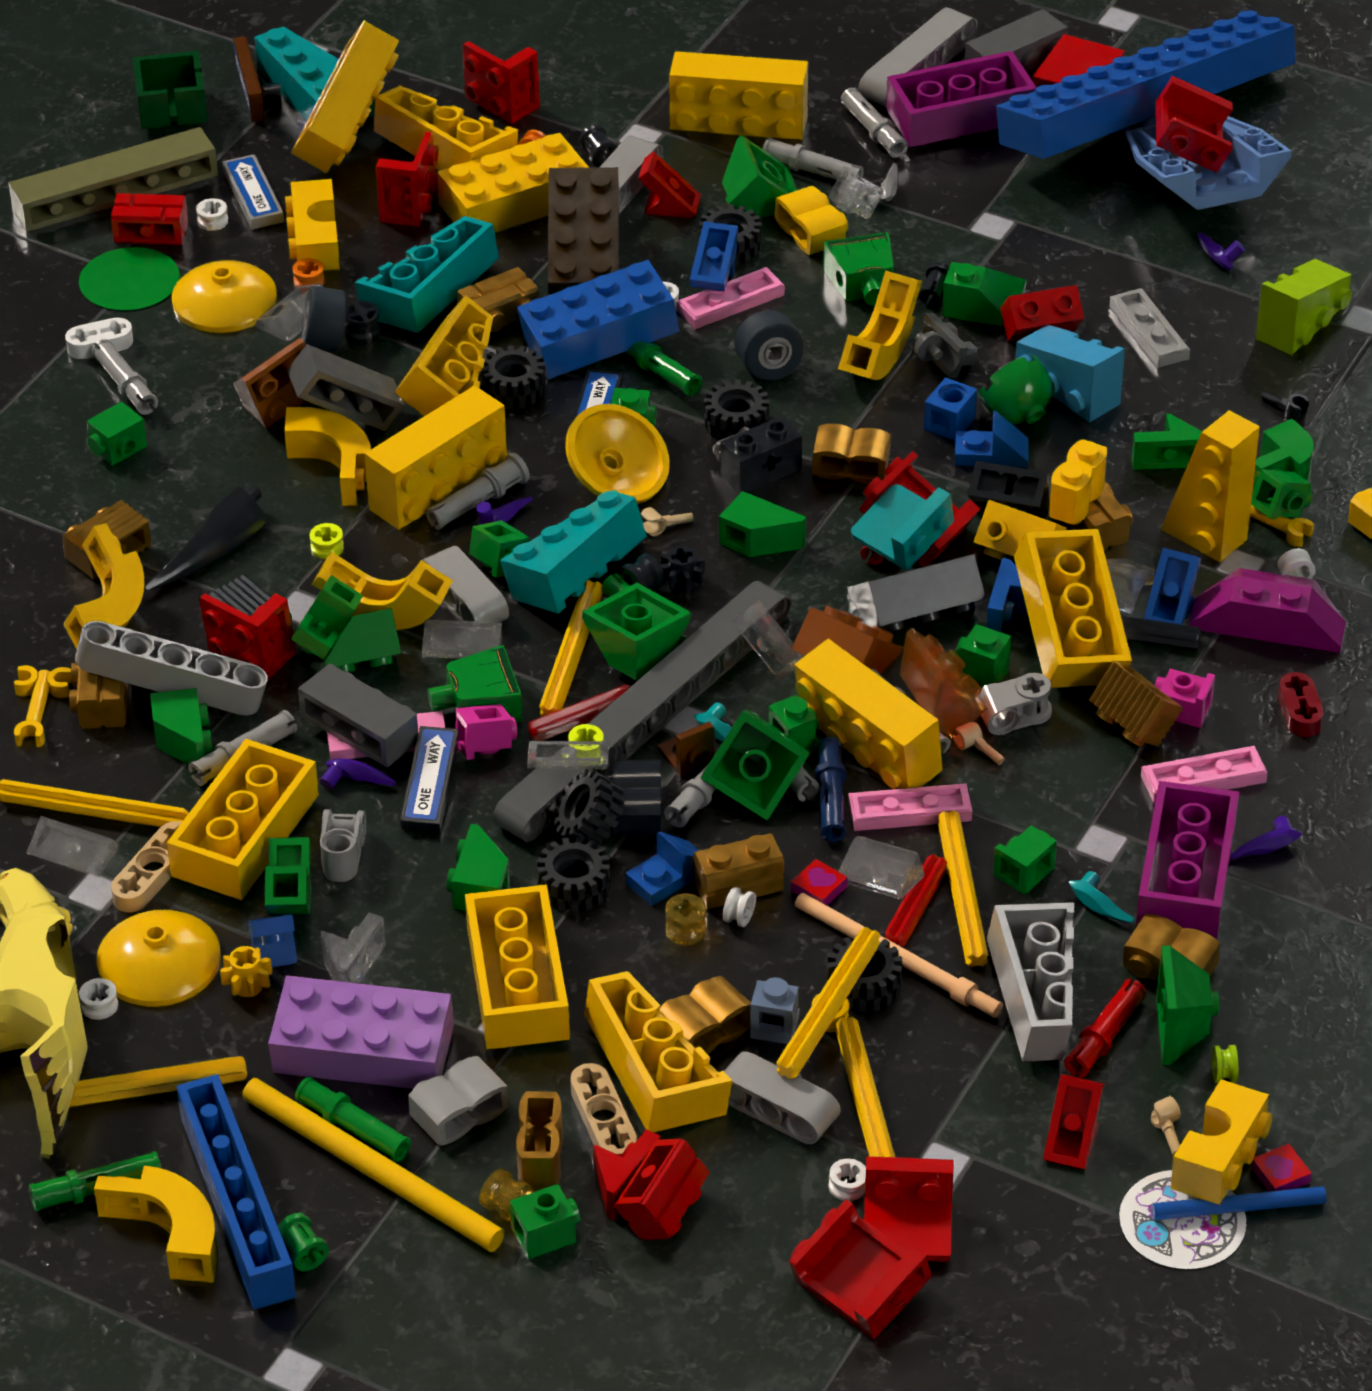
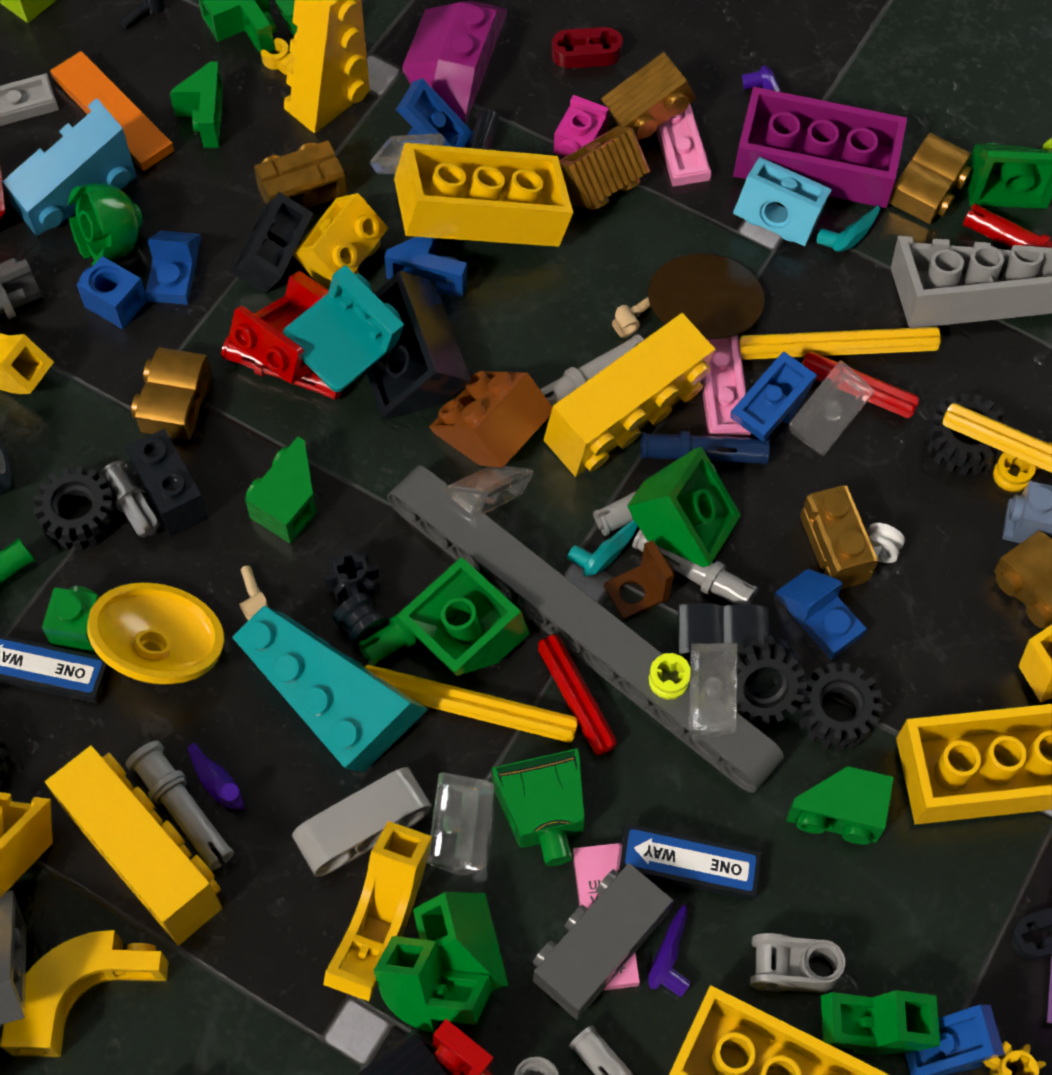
camera: 90 degrees left, 20 degrees up
(332, 535) = (234, 986): neon yellow bush -> none
(352, 957) = (991, 951): clear slope -> none
(484, 729) = (613, 812): dark pink brick -> none
(493, 542) = (293, 778): green brick -> none
(685, 919) = (894, 603): clear yellow wheel -> none
(796, 721) = (618, 468): green brick -> none
(819, 882) = (836, 468): tile -> none
(877, 816) = (774, 397): none -> blue slope
(940, 683) = (580, 327): clear orange slope -> none
(960, 989) = (977, 355): light nougat bar -> none
(985, 655) = (522, 291): green brick -> none
(1004, 792) = (710, 291): none -> dark brown sticker
(1014, 706) = (588, 271): light grey piece -> none
(1025, 859) = (808, 280): green brick -> none
(1078, 482) = (296, 166): yellow brick -> none
(1113, 830) = (772, 184): none -> medium azure brick
(1157, 395) = (86, 82): none -> orange tile
(1225, 732) = (649, 97): none -> pearl gold brick
(1296, 563) = (400, 24): white bush -> none

